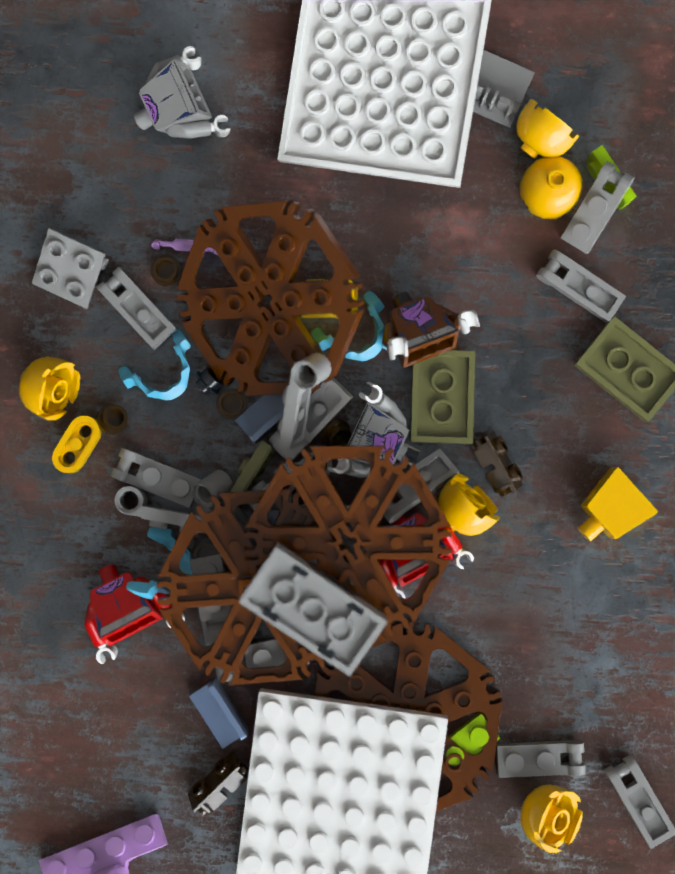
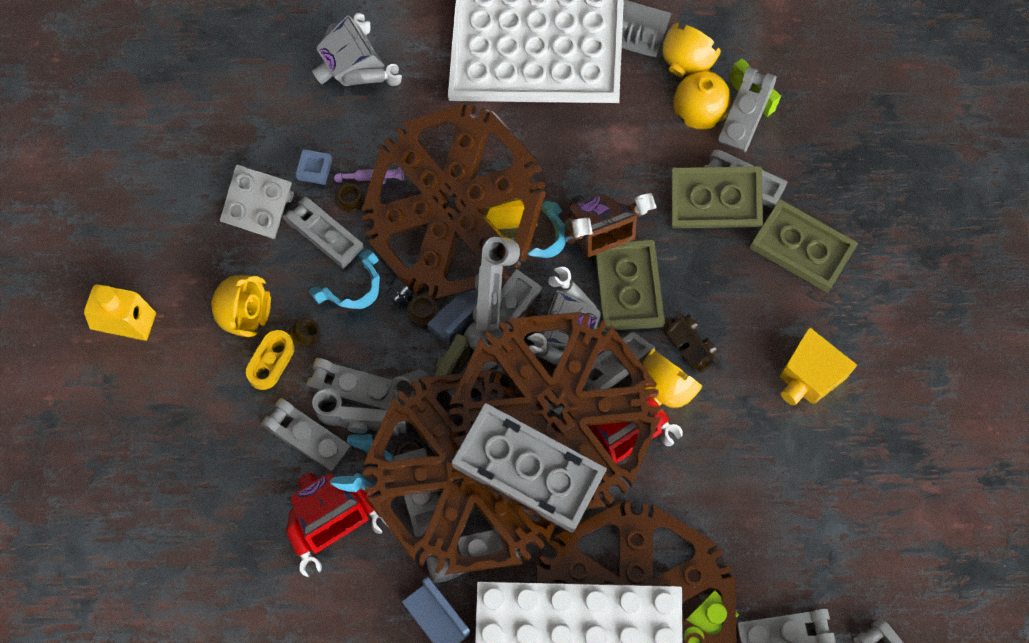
camera: 10 degrees left, 20 degrees down
(109, 525) = (307, 436): none -> light grey plate
(130, 232) = (314, 167): none -> sand blue plate
(548, 309) = (717, 197): none -> olive plate

